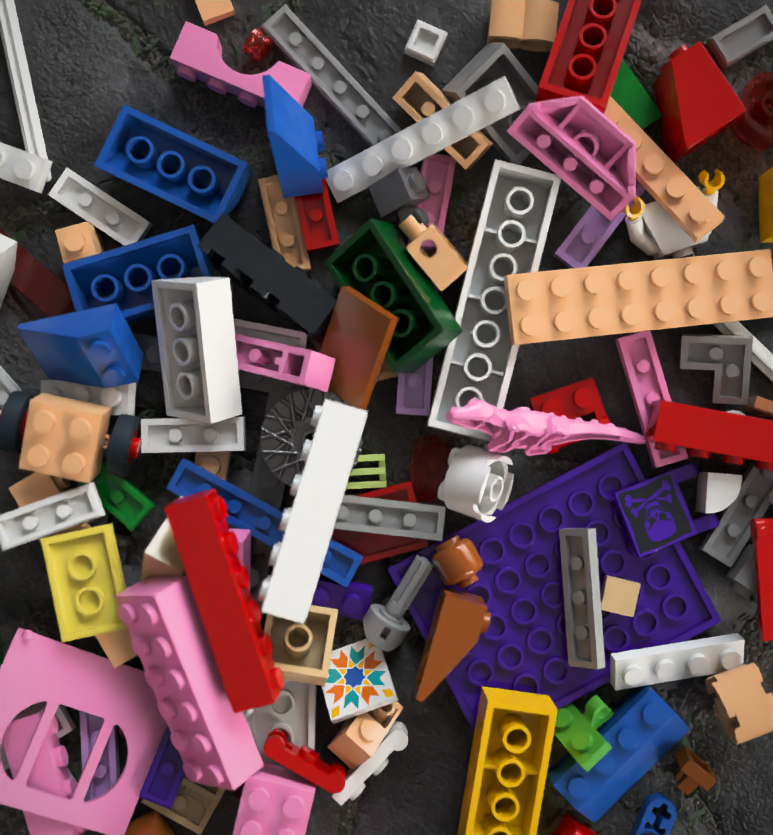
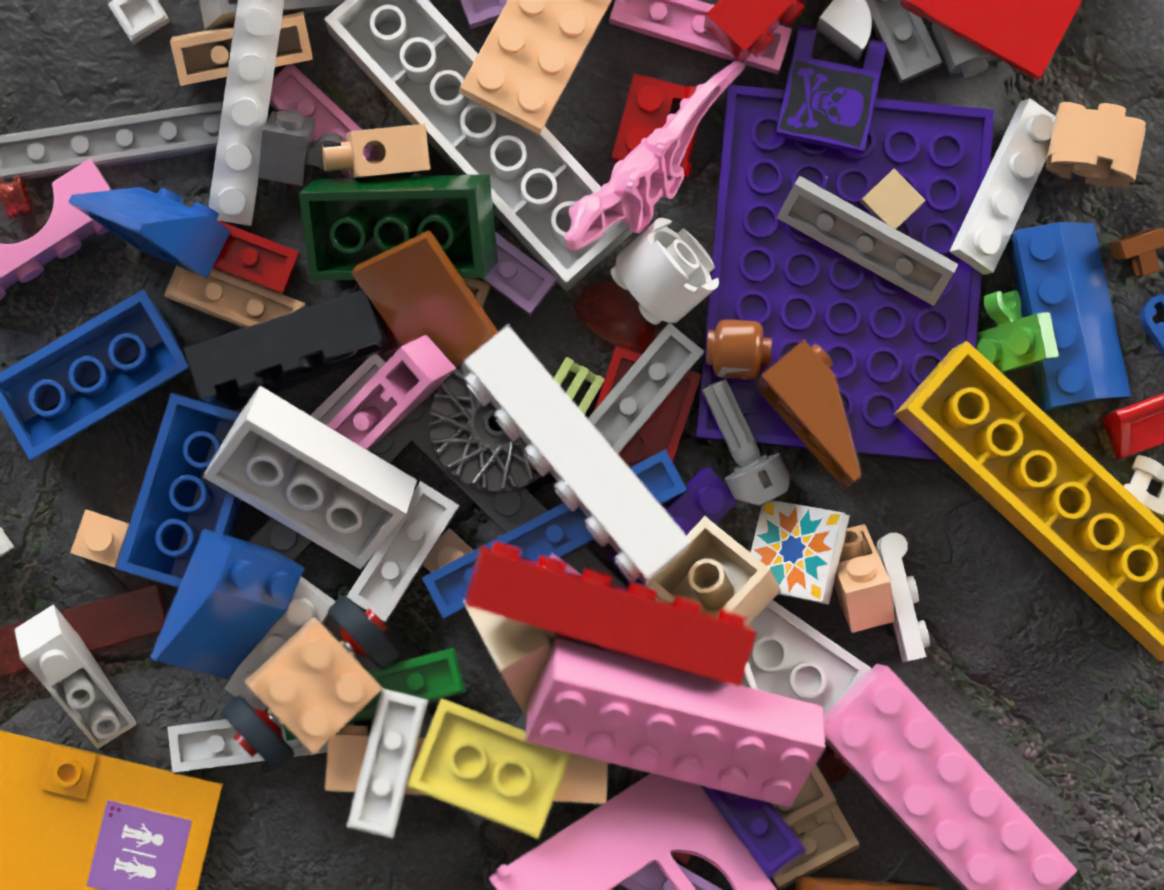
camera: 60 degrees left, 5 degrees down
(99, 208) = (70, 494): white plate -> none
(305, 762) = (850, 663): red plate -> none

